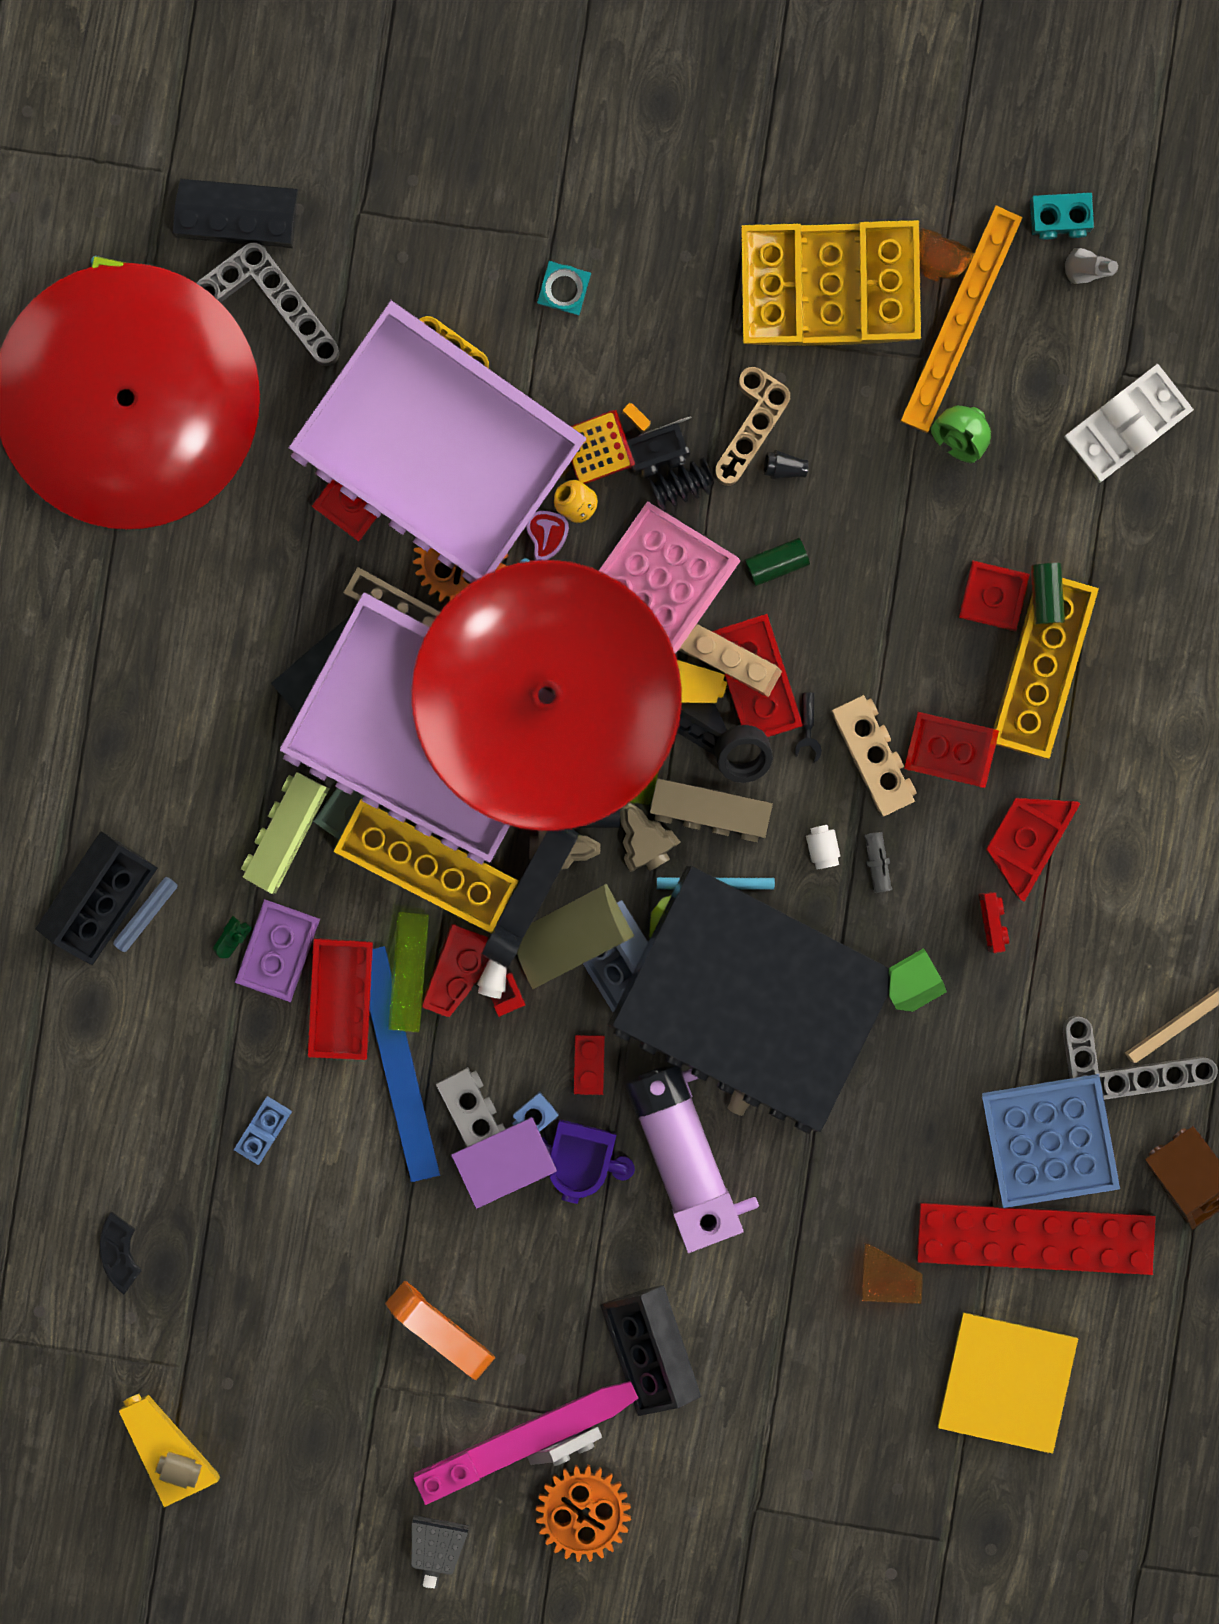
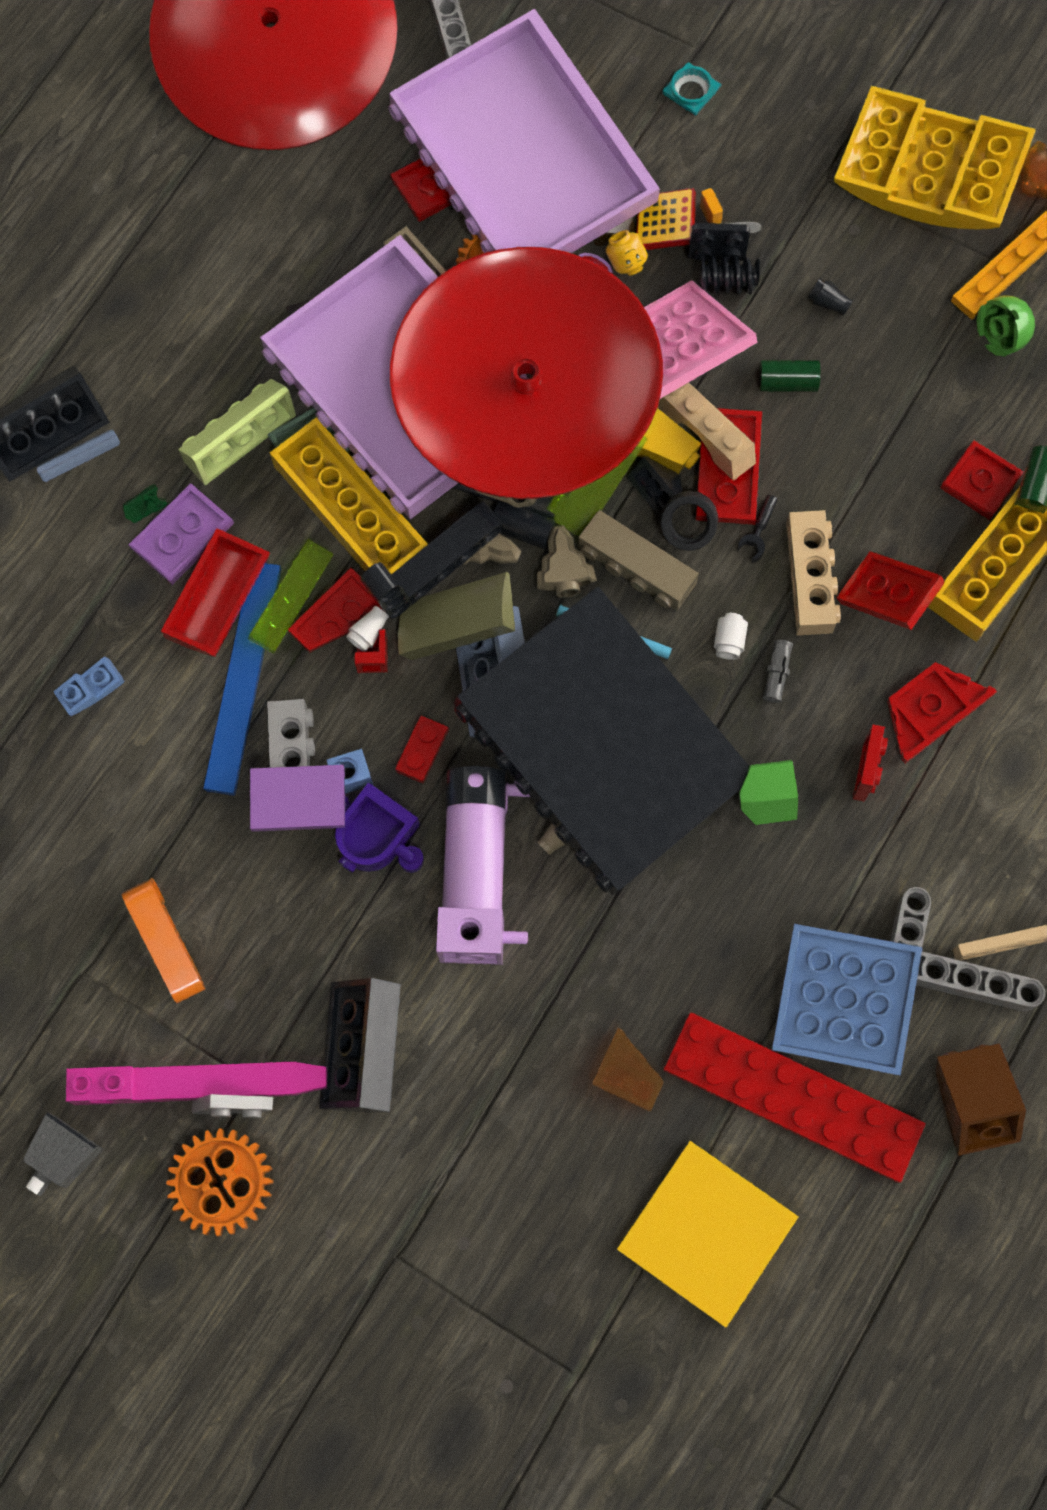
camera: 25 degrees right, 15 degrees down
(747, 430) = (782, 275): tan beam -> none

